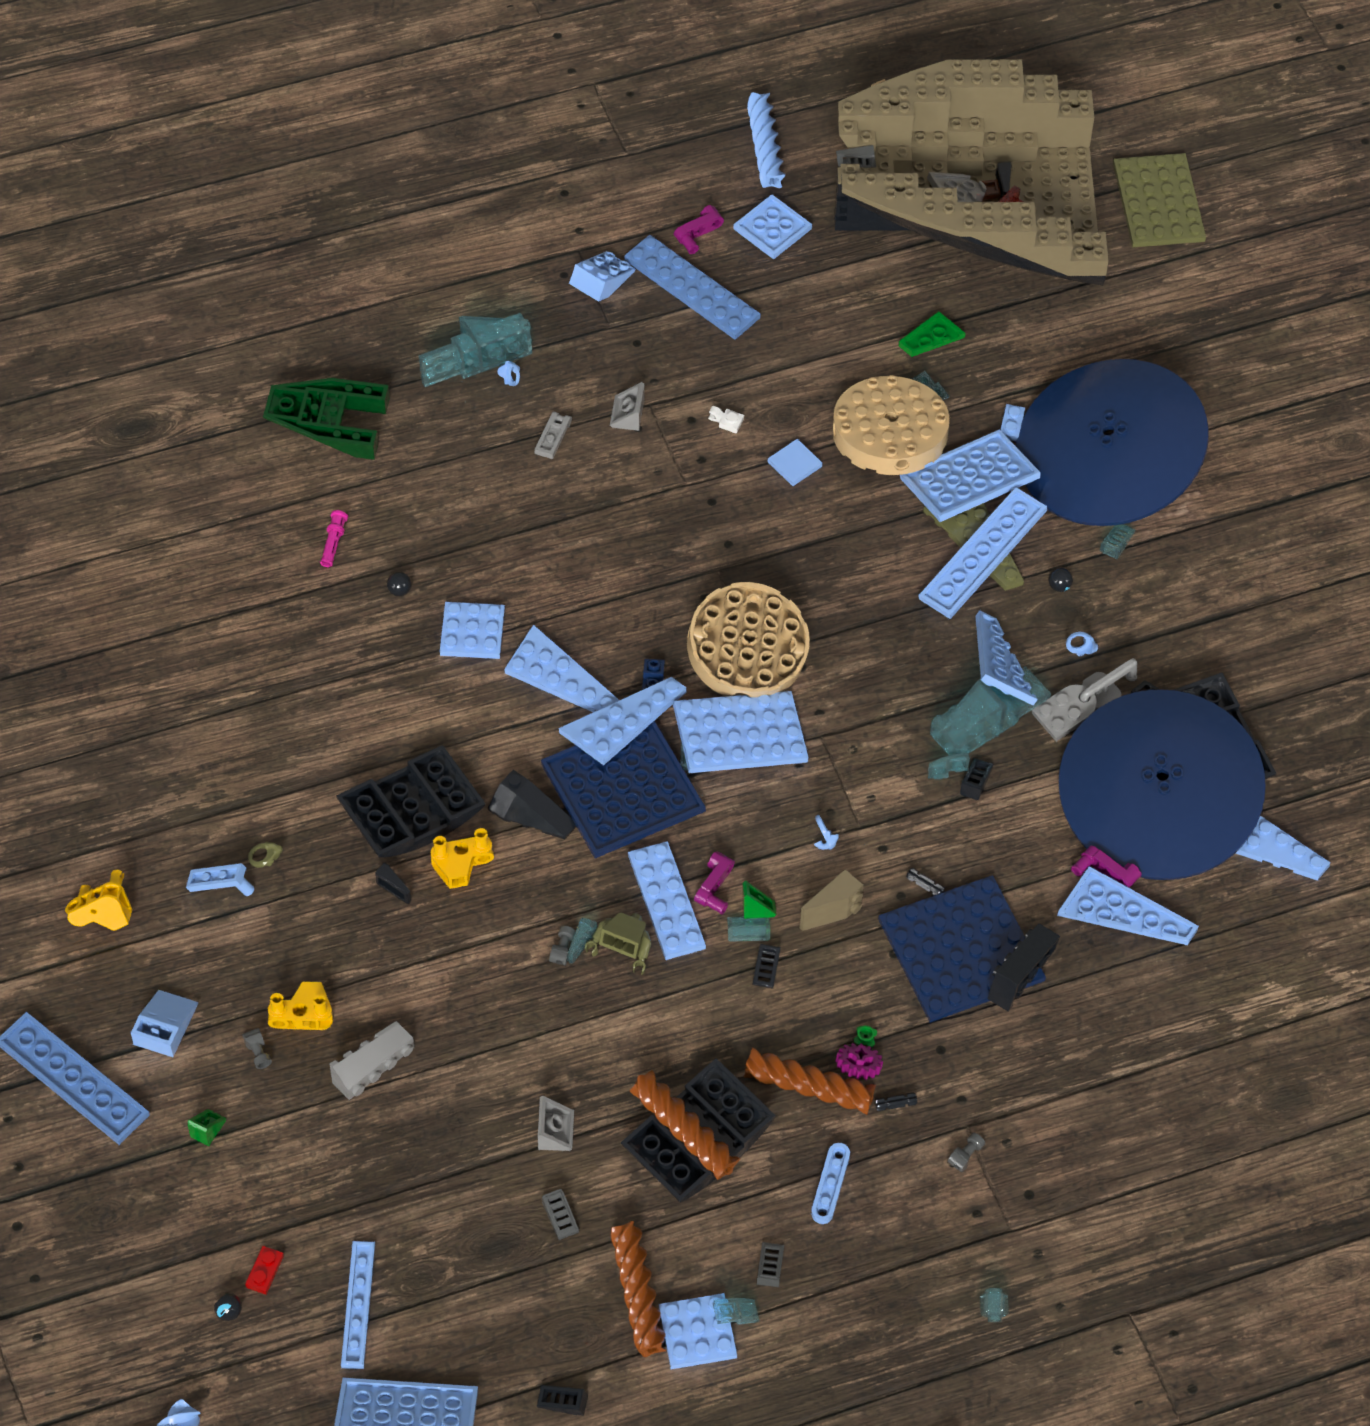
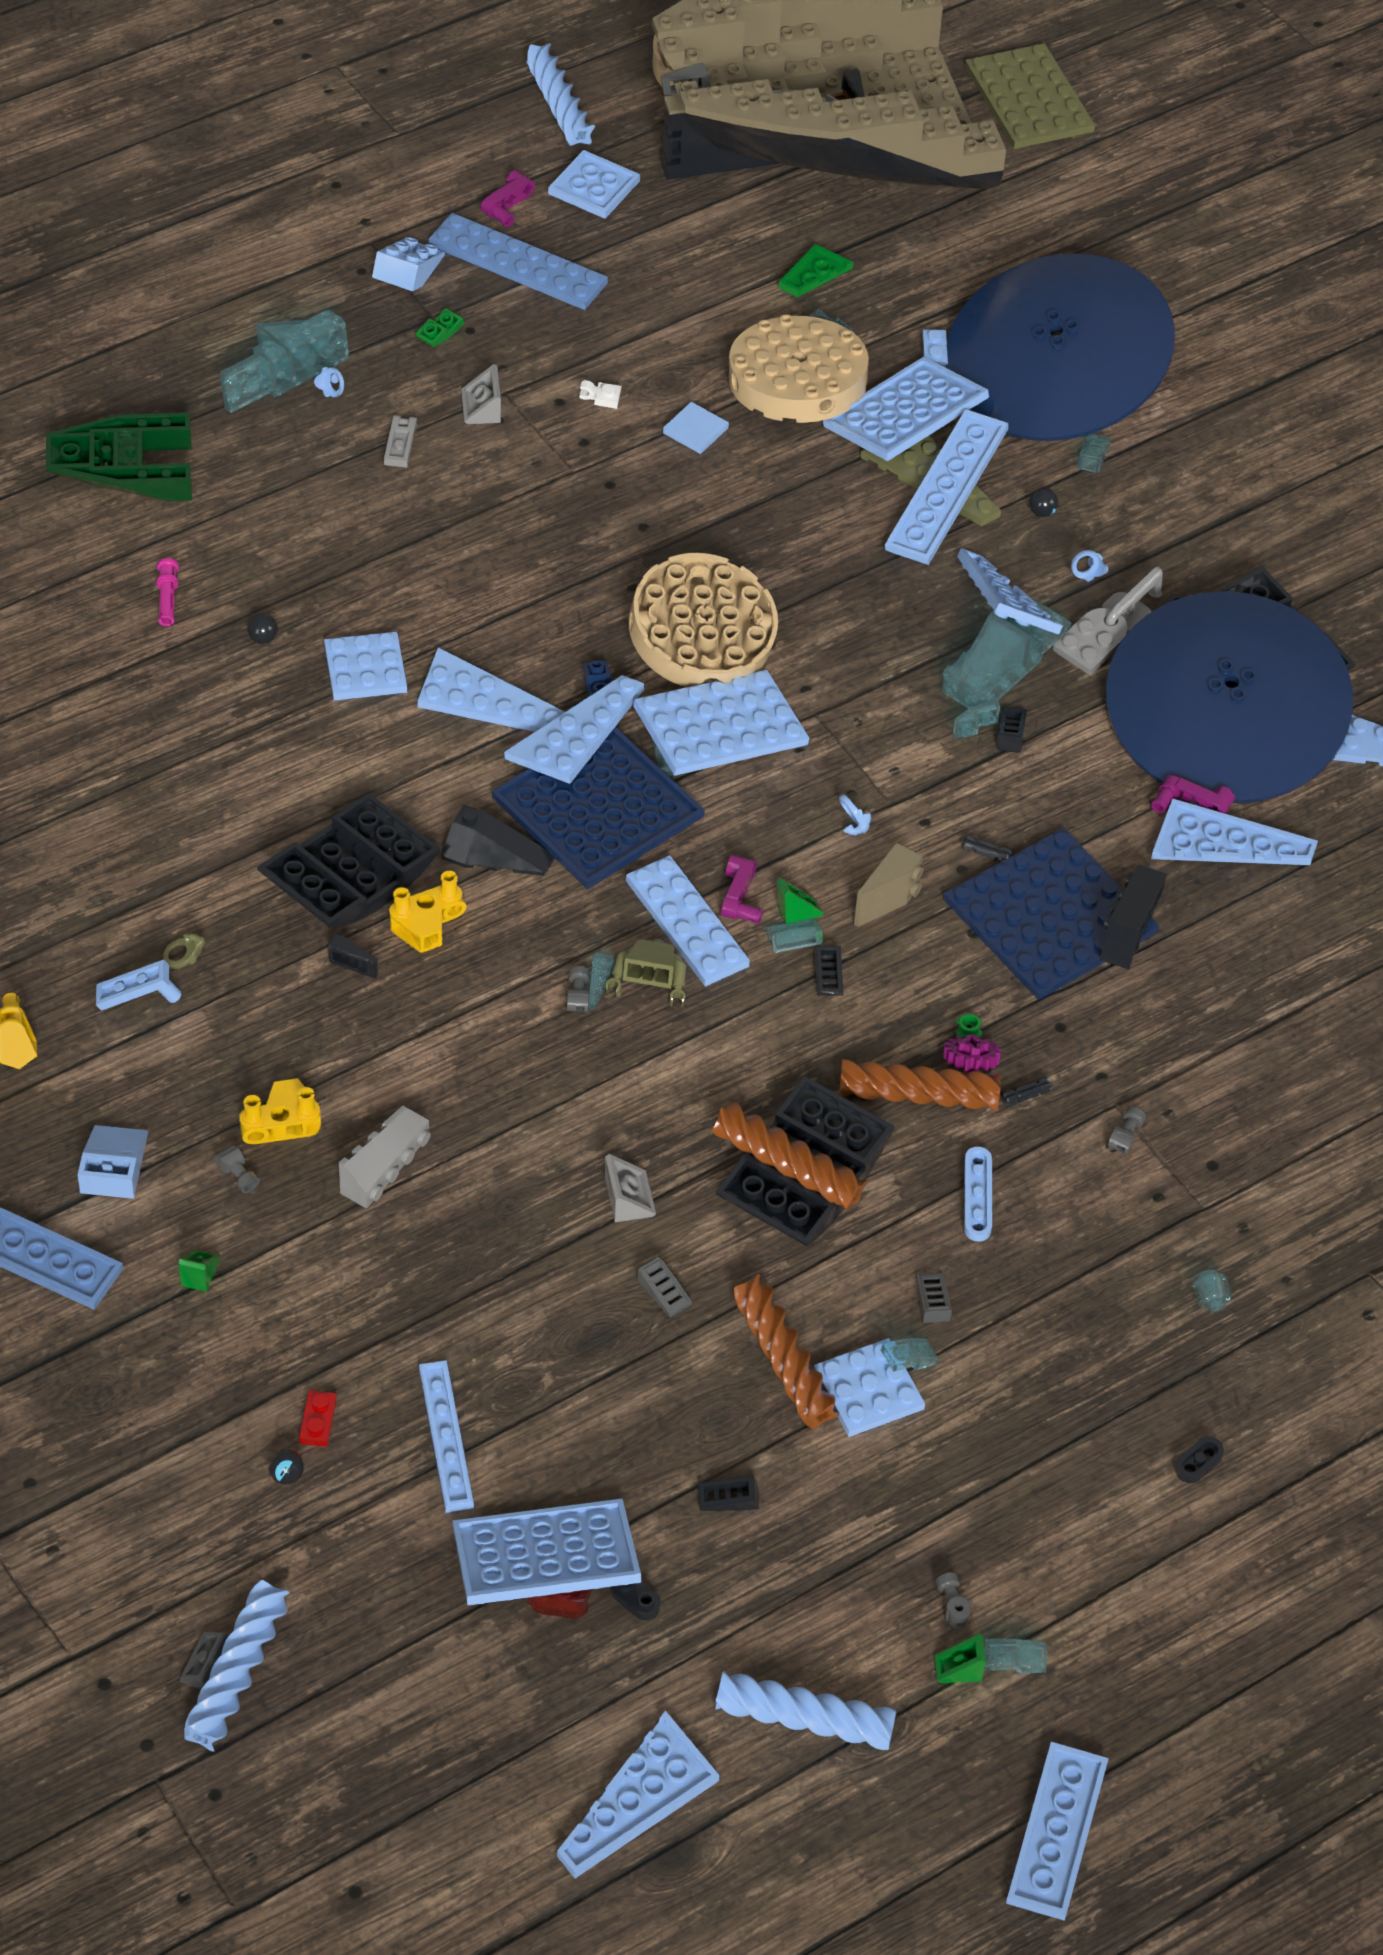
camera: 15 degrees left, 5 degrees down
(612, 339) = (440, 329): none -> green slope

